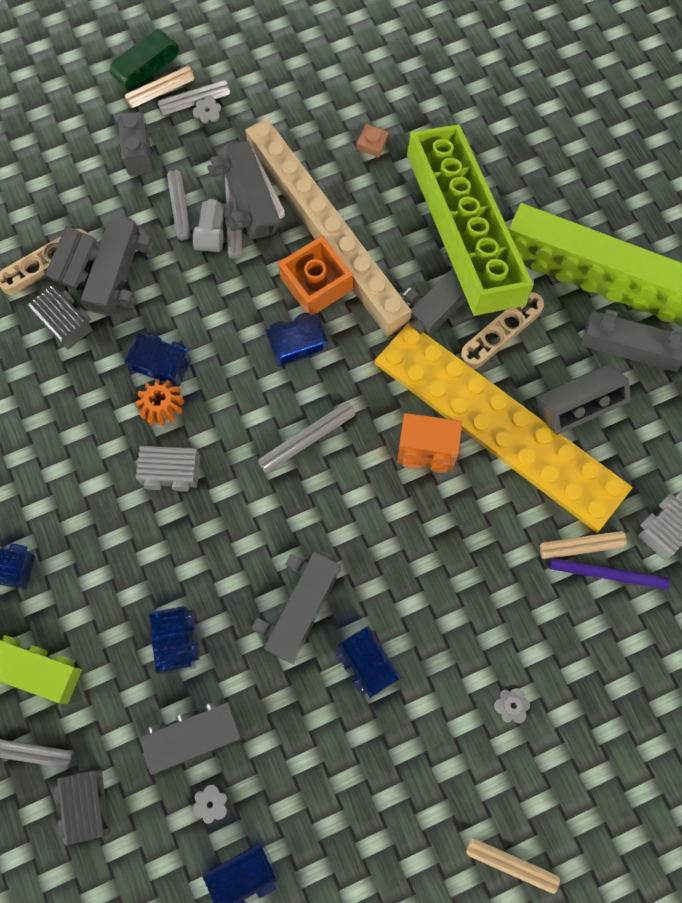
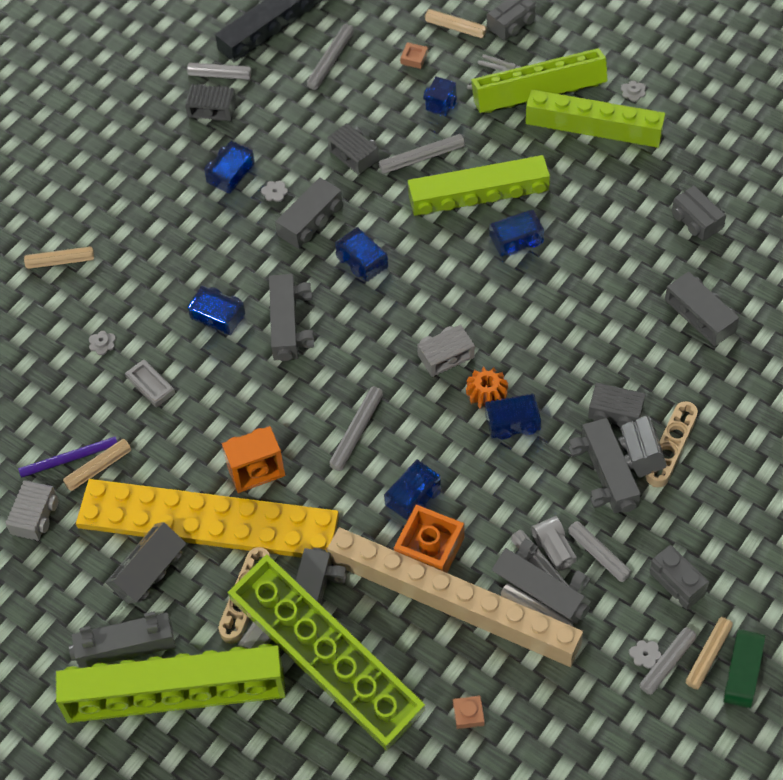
camera: 150 degrees right, 15 degrees down
(484, 615) = (150, 383): none -> light grey tile

